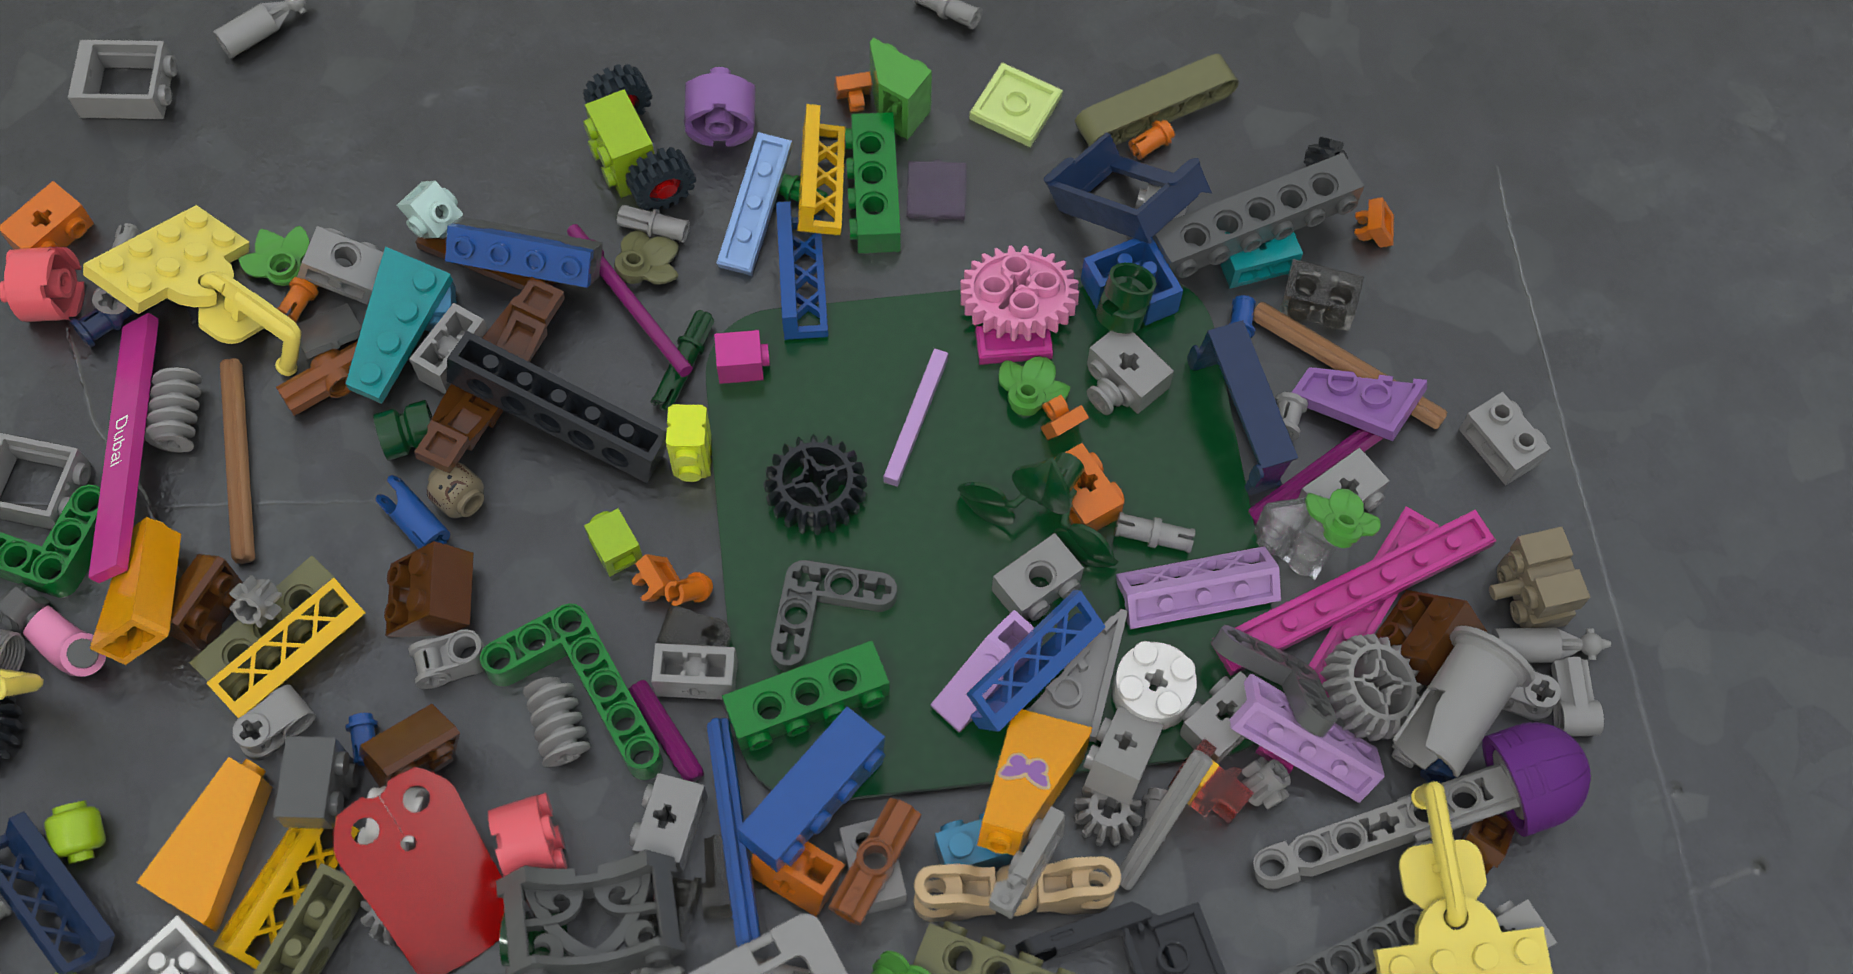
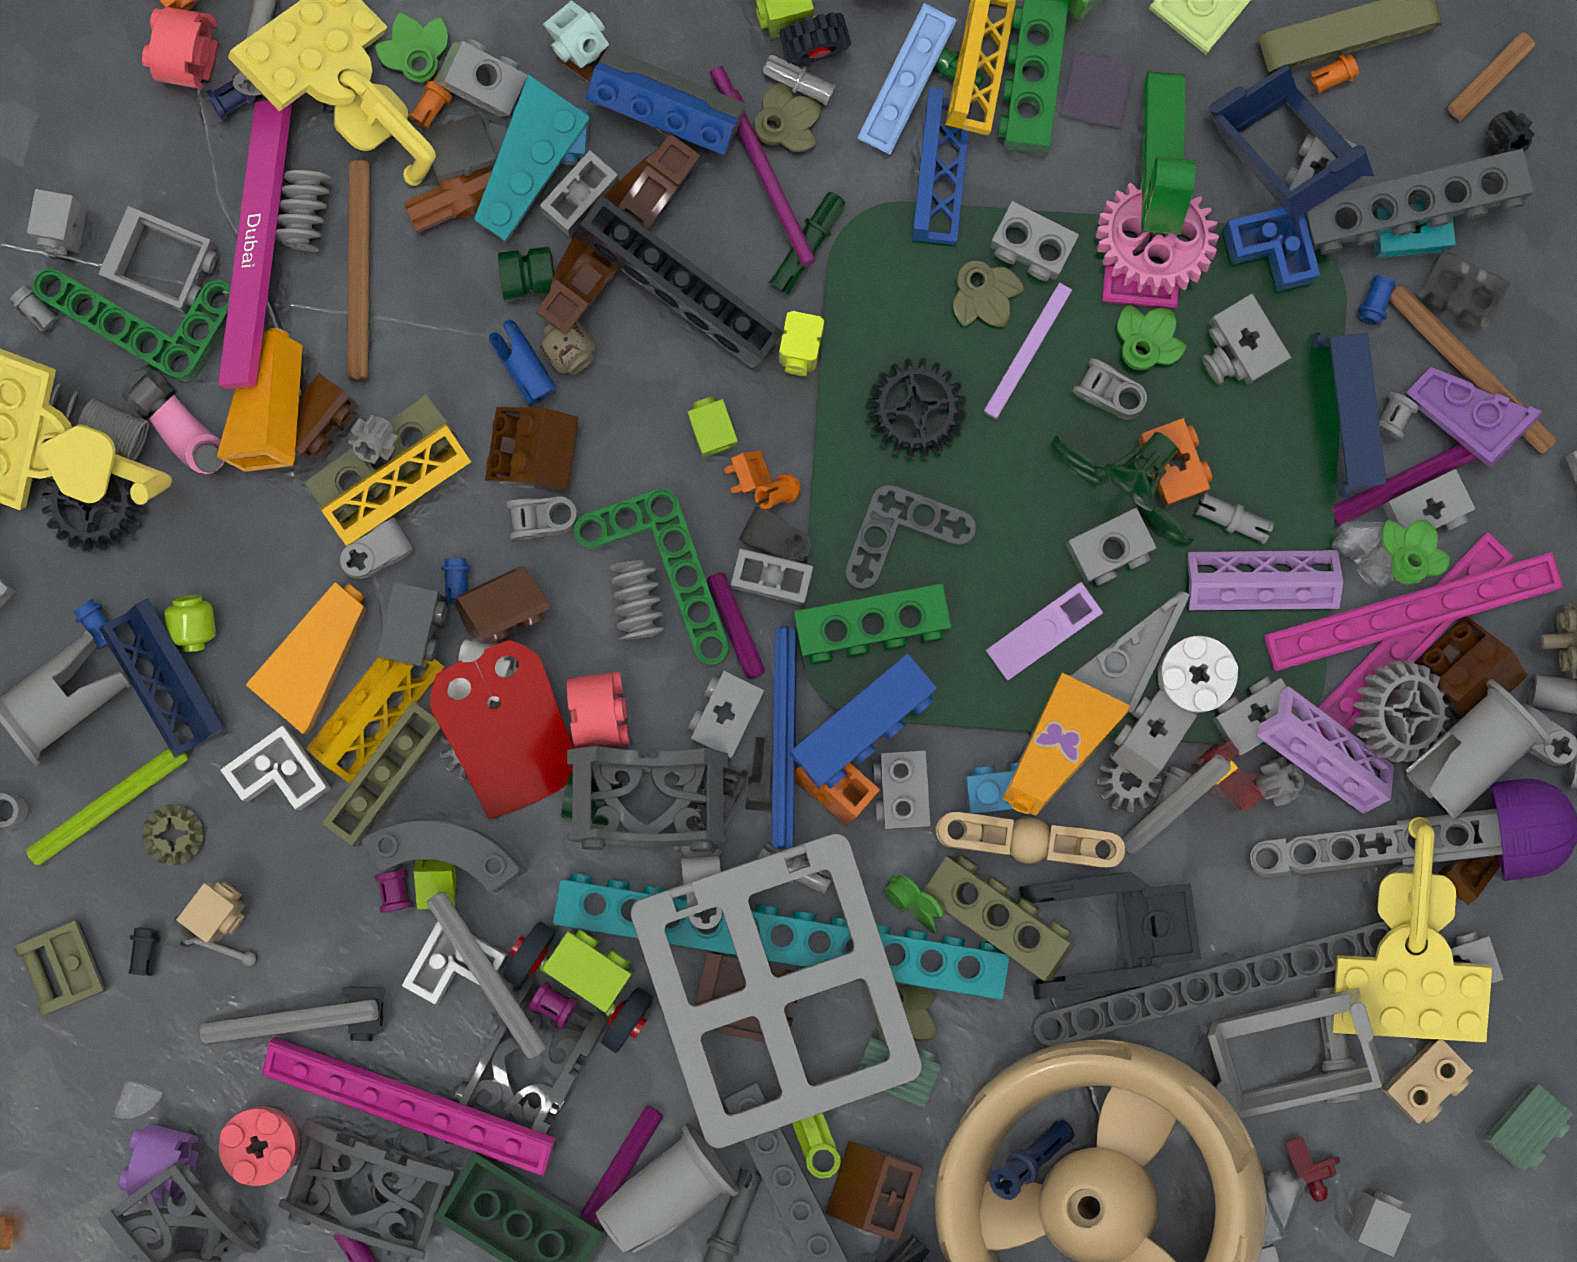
camera: 10 degrees right, 20 degrees up
(740, 356) = (866, 256): dark pink brick -> none
(863, 884) = (924, 776): dark orange piece -> none
(867, 376) = (989, 298): none -> olive plate
(904, 309) = (1038, 232): none -> light grey brick
(1002, 436) = (1109, 389): none -> light grey piece
(1013, 219) = (1166, 175): none -> green beam
(1028, 865) = (1043, 829): light grey hinge -> none
(1042, 665) = (1091, 636): blue fence -> none
(1061, 417) = (1171, 384): orange tile -> none
(1125, 298) = (1260, 276): dark green wheel -> none
(1294, 121) = (1491, 76): none -> medium nougat axle
(1298, 679) = (1329, 684): dark grey beam -> none
(1380, 223) = (1546, 218): orange tile -> none

